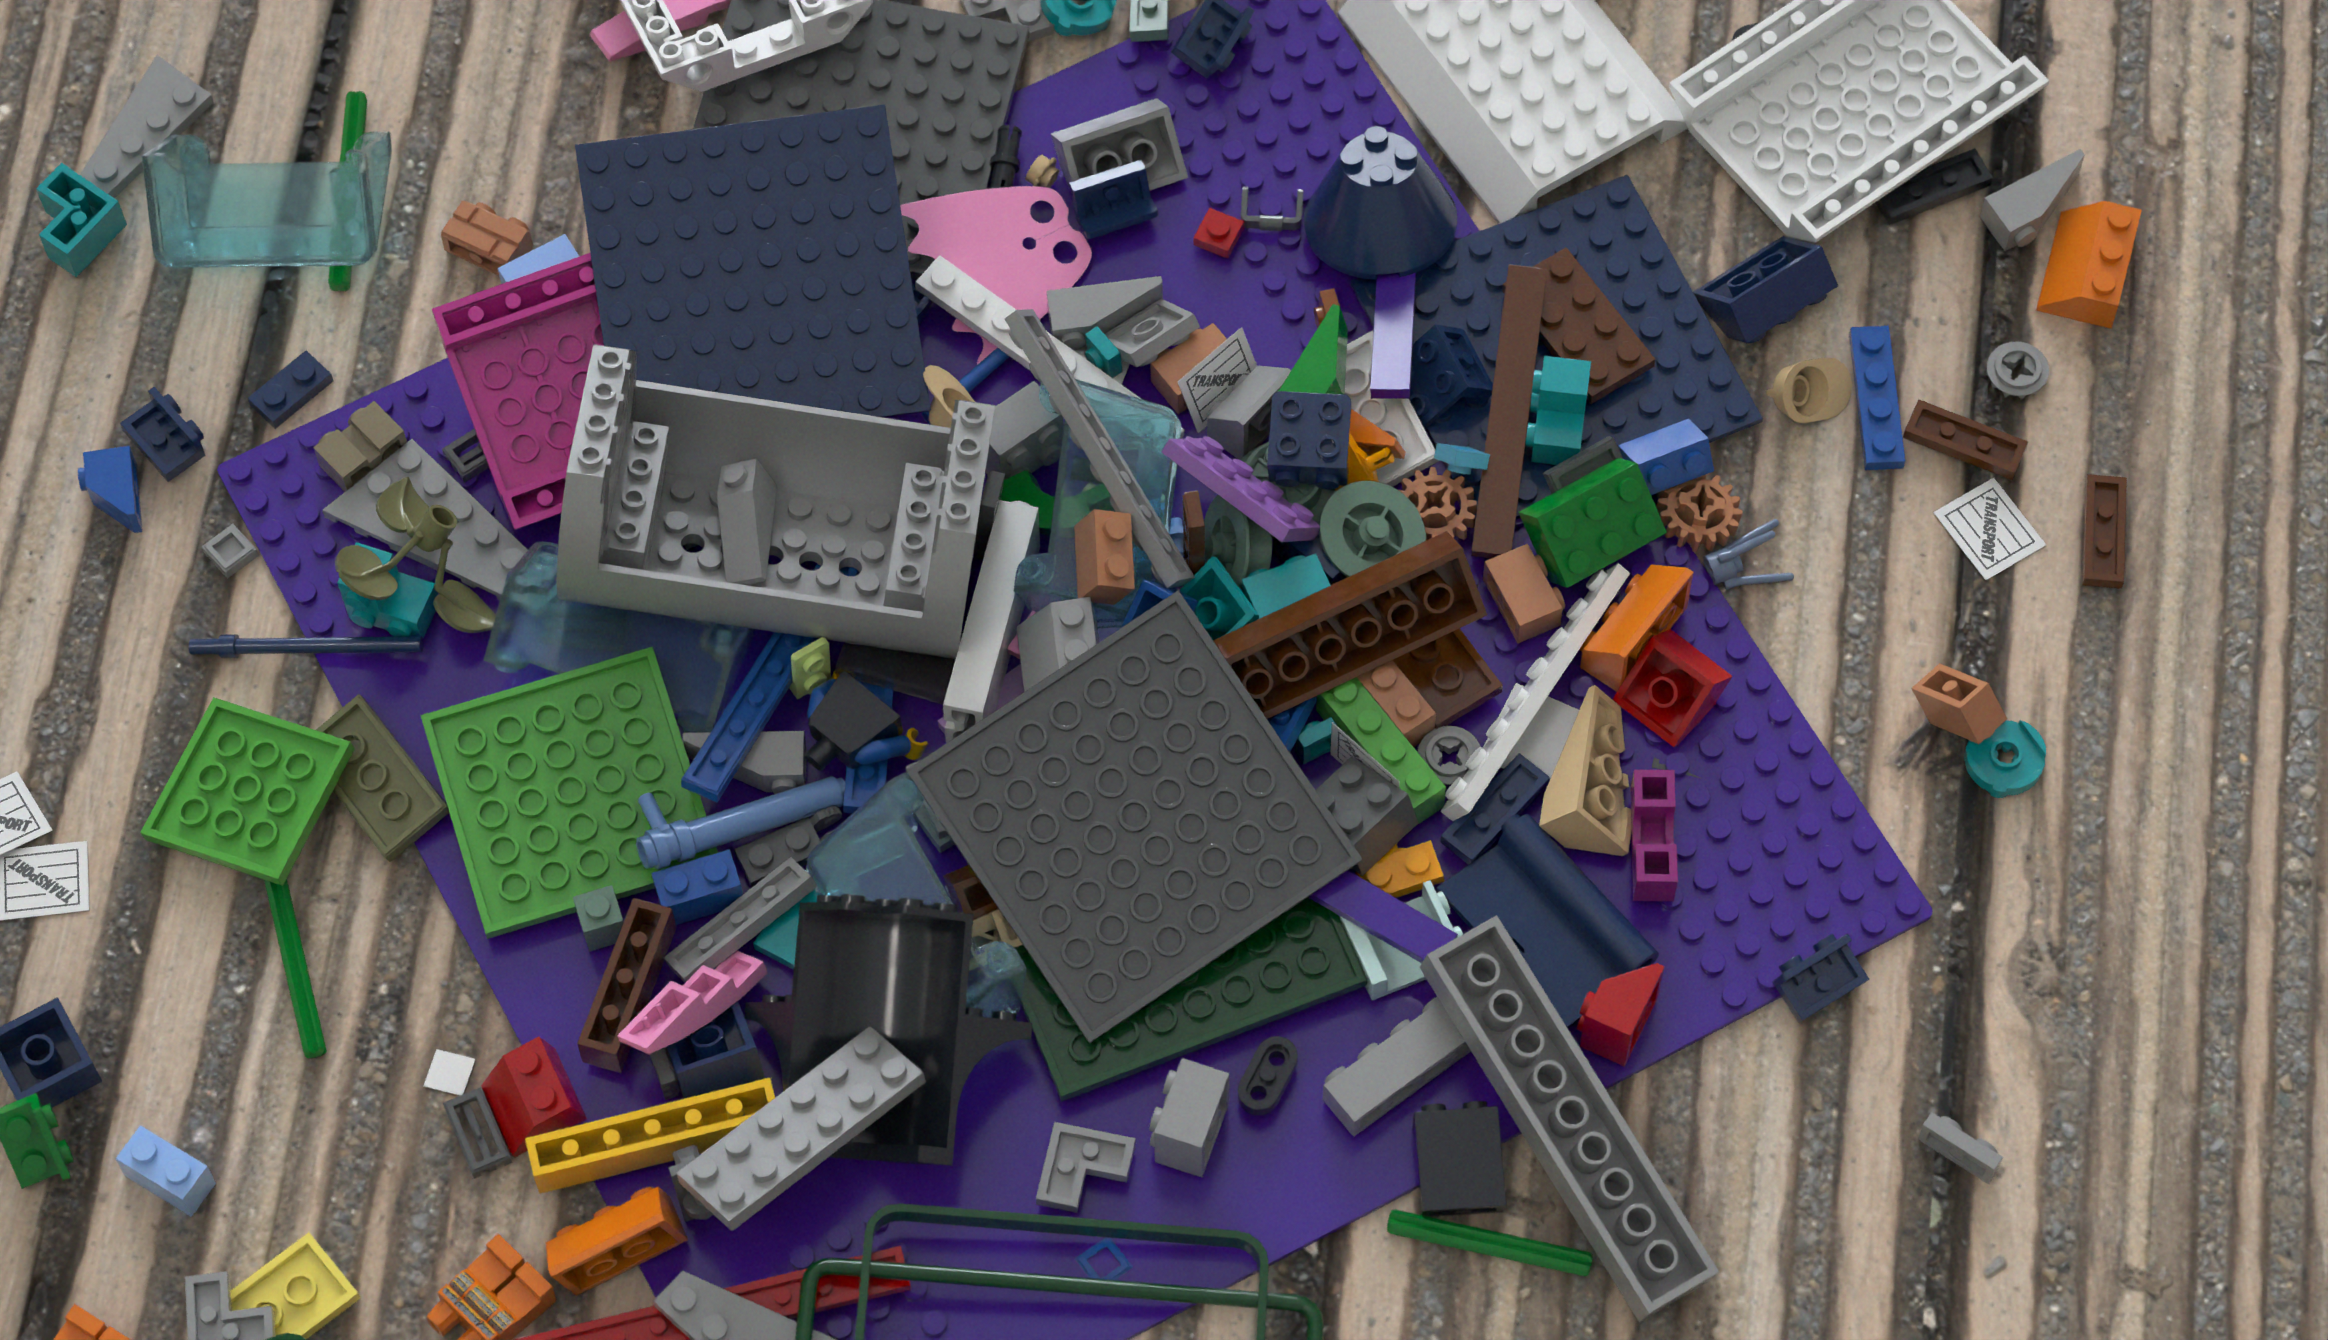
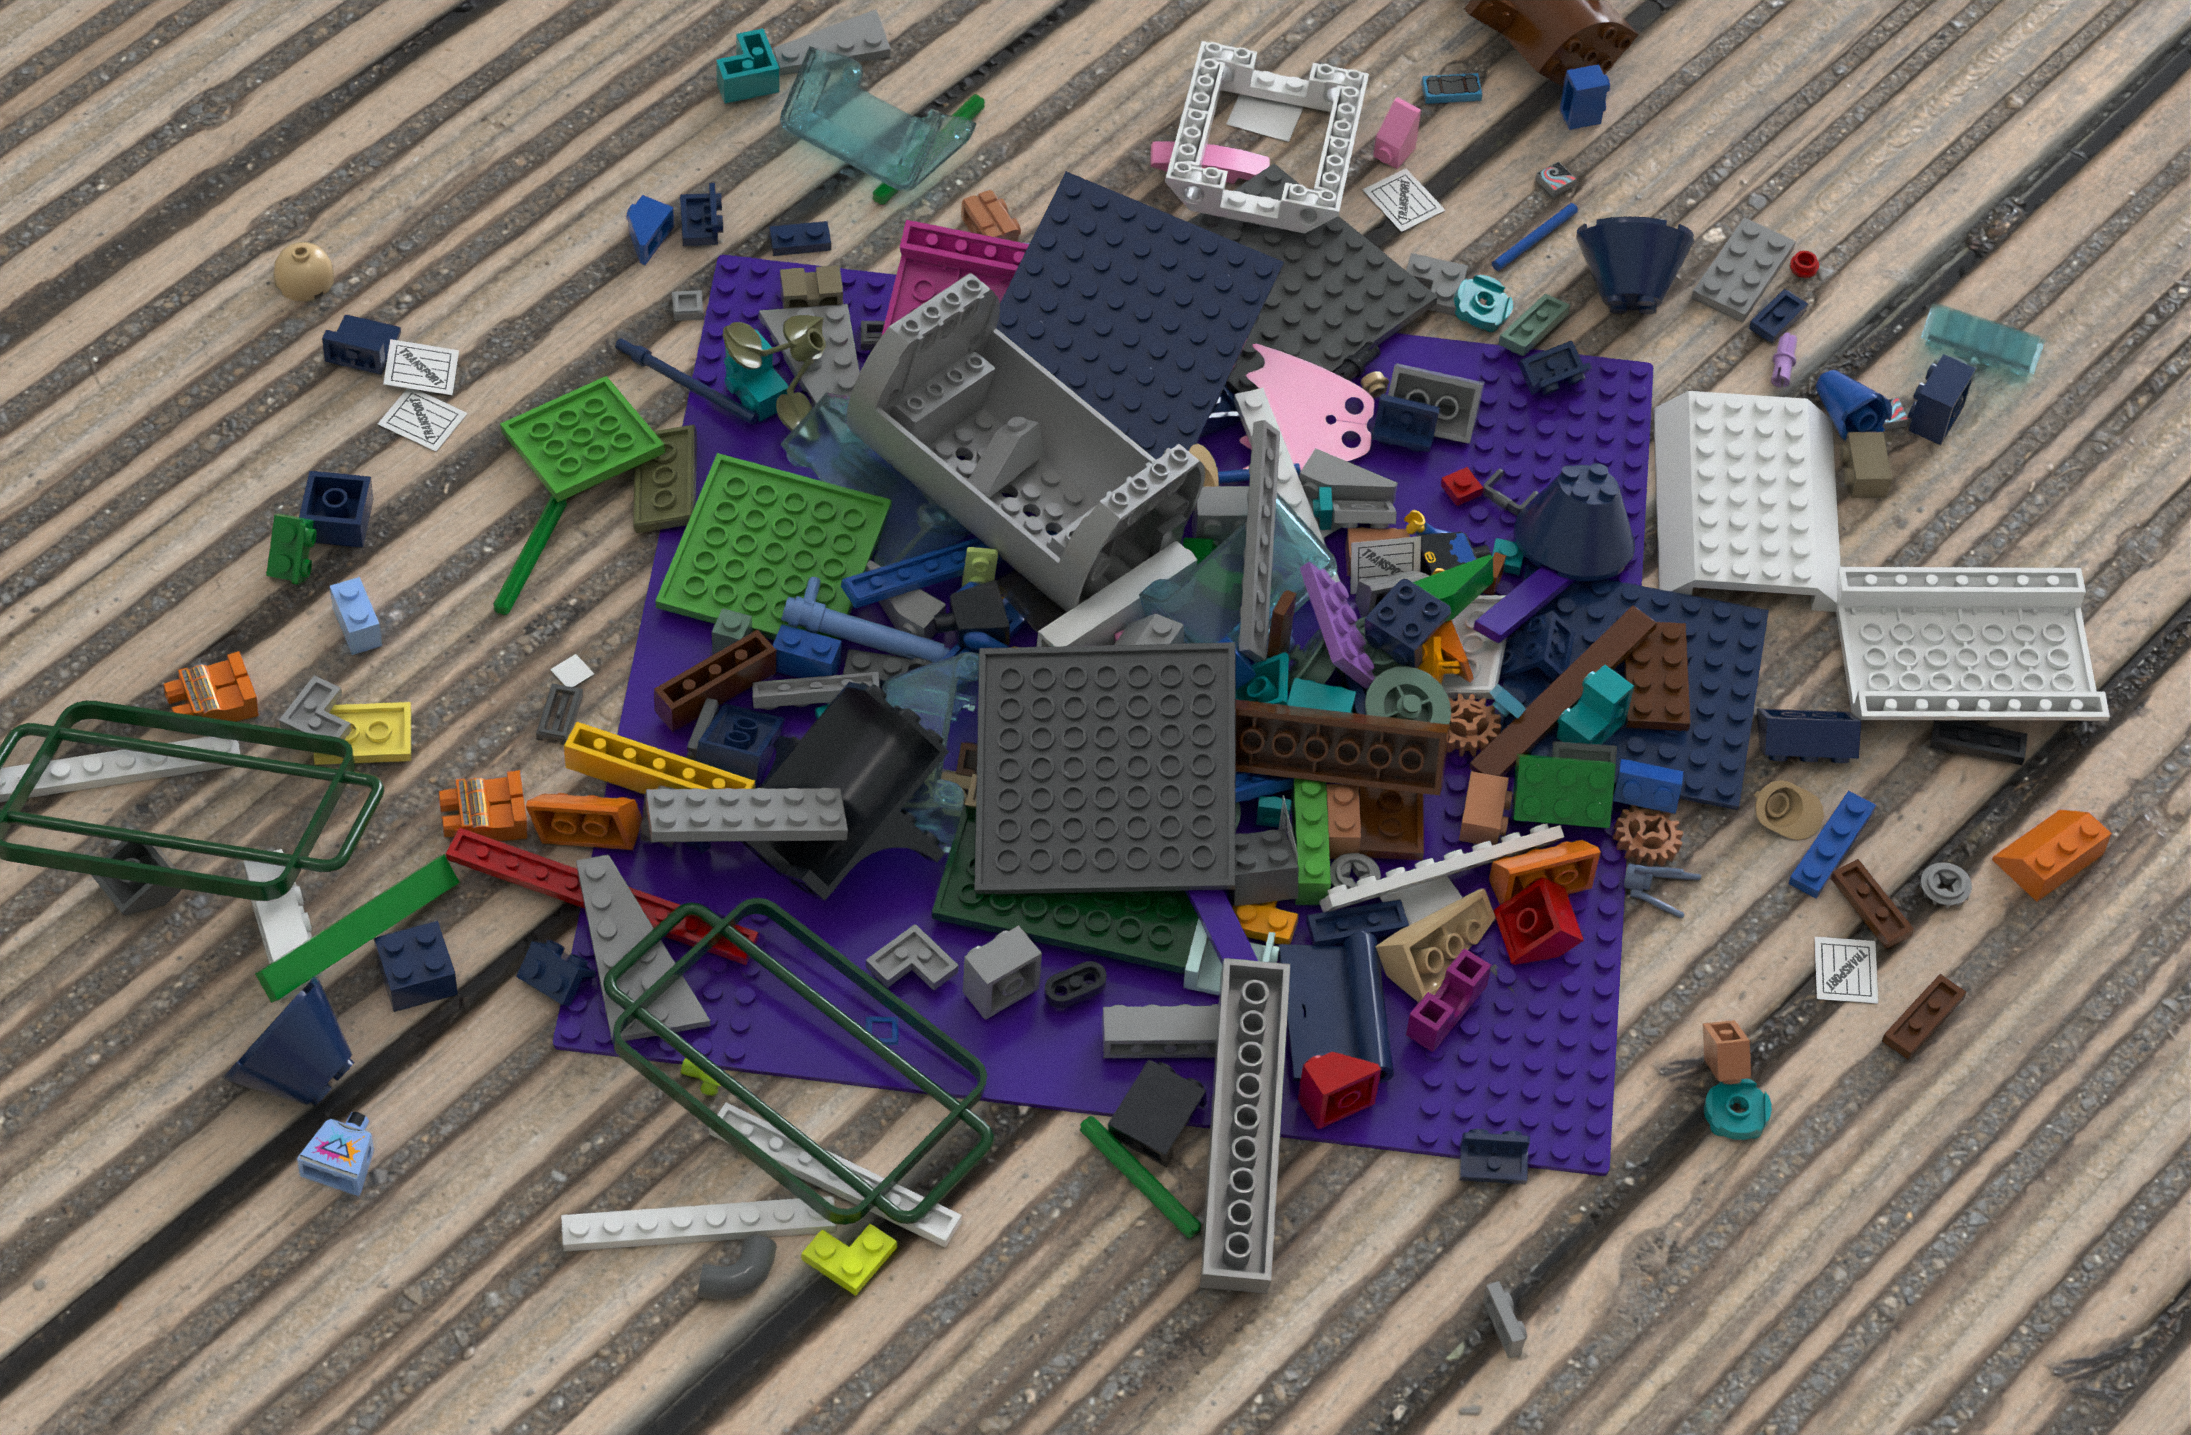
camera: 30 degrees right, 10 degrees down
(531, 1094) = (612, 703): red slope -> none
(686, 1008) = (736, 711): bright pink slope -> none
(1104, 556) = (1211, 605): nougat brick -> none
(1273, 324) = (1441, 548): none -> torso
(1324, 278) = (1513, 555): none -> teal plate
(2024, 206) = (2040, 789): light grey slope -> none

